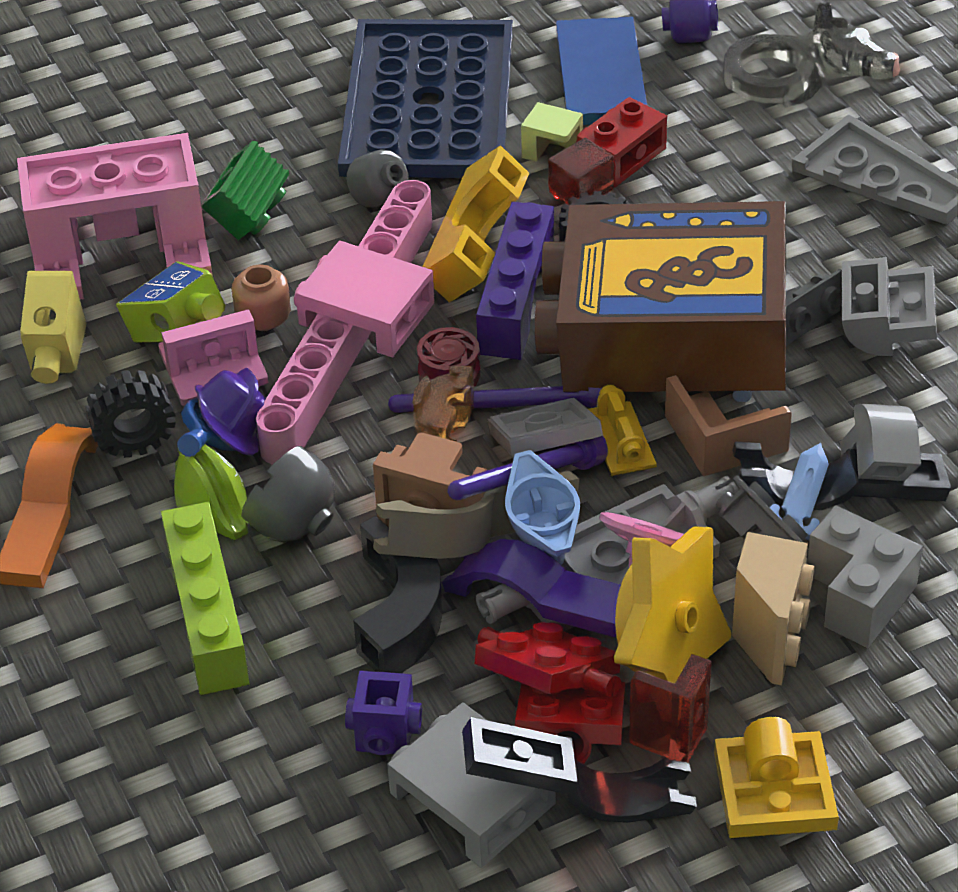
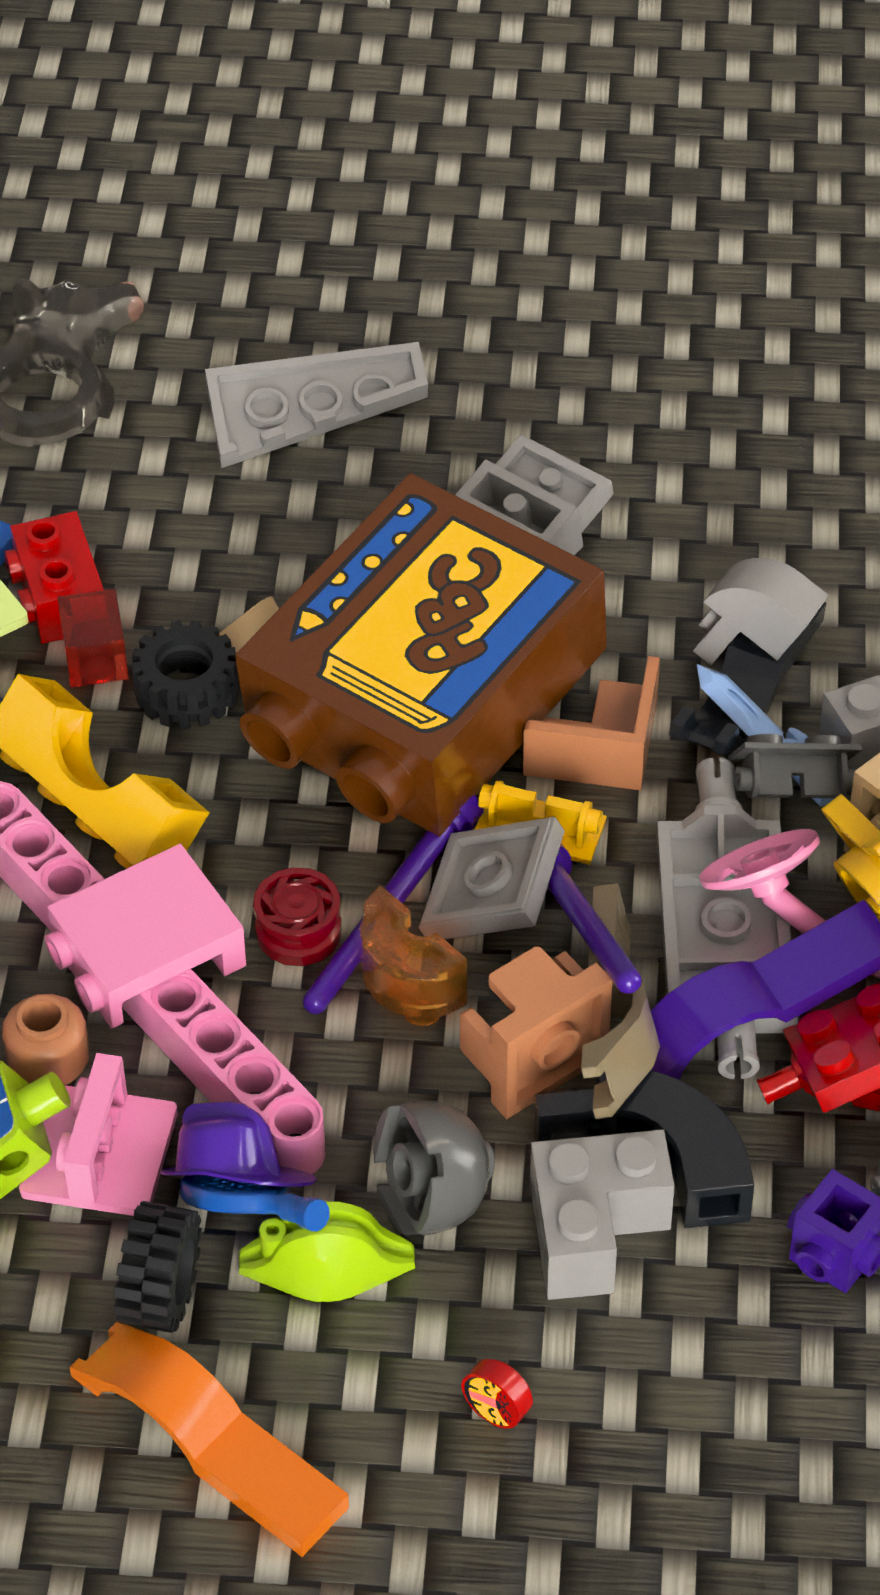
camera: 60 degrees left, 5 degrees up
(153, 608) = (497, 1393): none -> red tile
(205, 598) = (596, 1342): lime arch -> none
(313, 582) = (587, 1195): none -> light grey brick
(508, 294) = (266, 813): dark purple arch -> none
(542, 505) = (674, 929): light blue hat -> none

